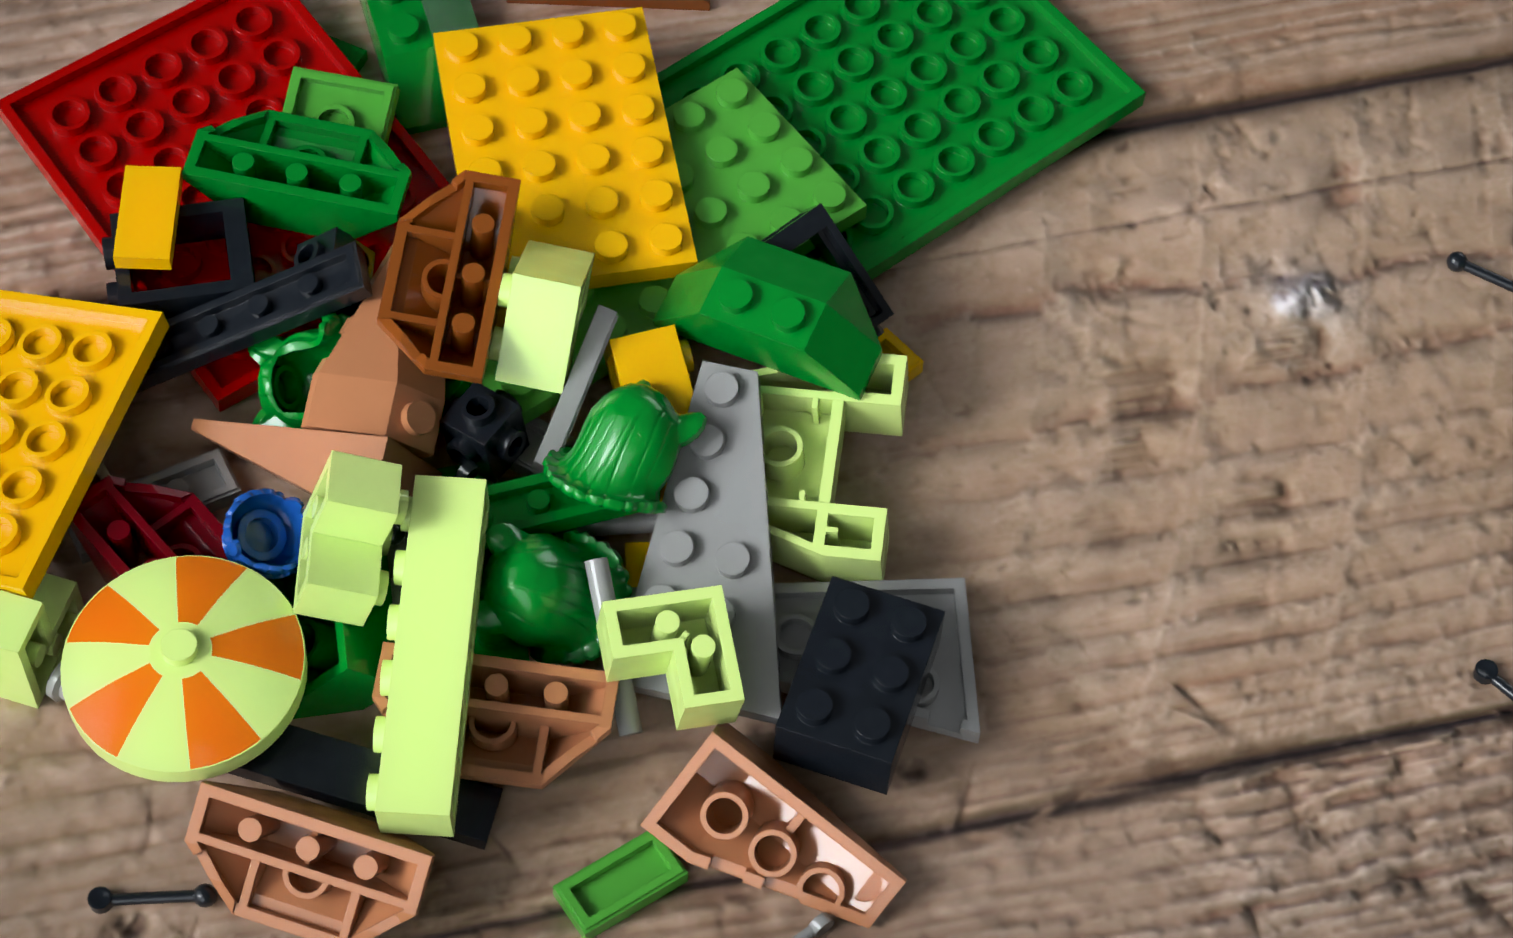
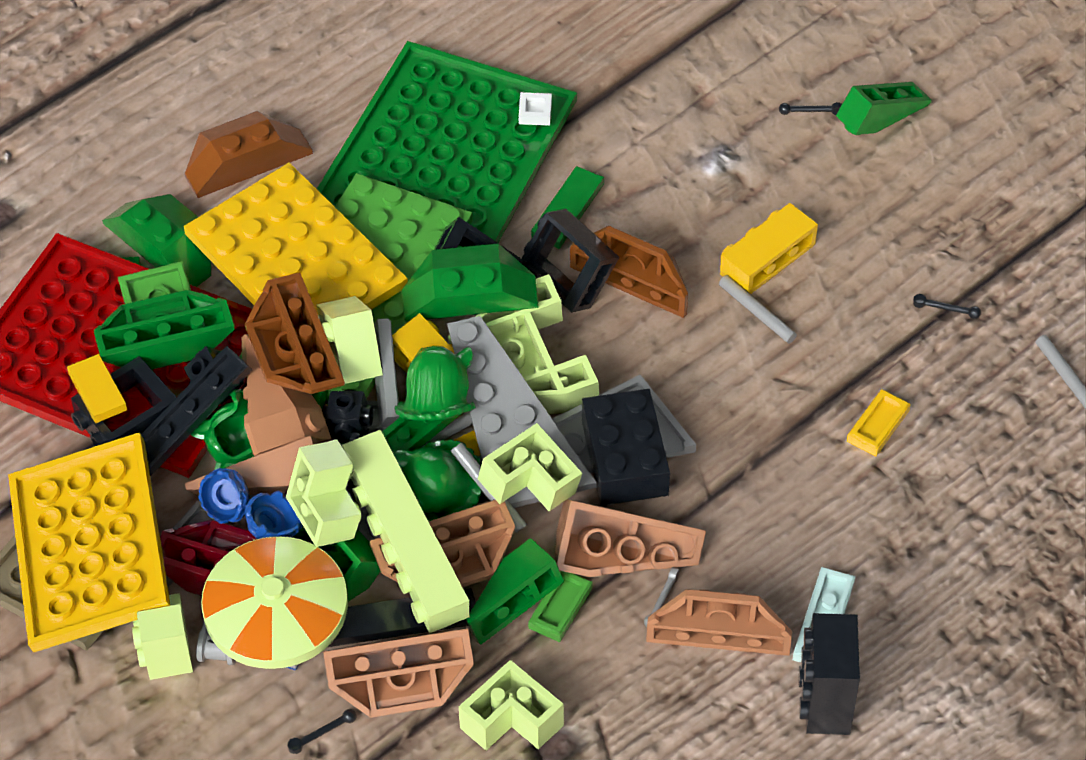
camera: 25 degrees left, 5 degrees down
(225, 464) = (224, 495): none -> blue hair
(561, 823) = (515, 587): none -> green slope
(942, 398) = (595, 272): none -> black window
(1025, 263) = (574, 196): none -> green tile
(1057, 403) = (640, 270): none -> dark orange wedge
(1061, 89) = (535, 108): none -> white plate
(1217, 561) = (757, 309): none -> light grey bar
(1289, 473) = (769, 248): none -> yellow brick
(1296, 840) = (878, 422): none -> yellow tile

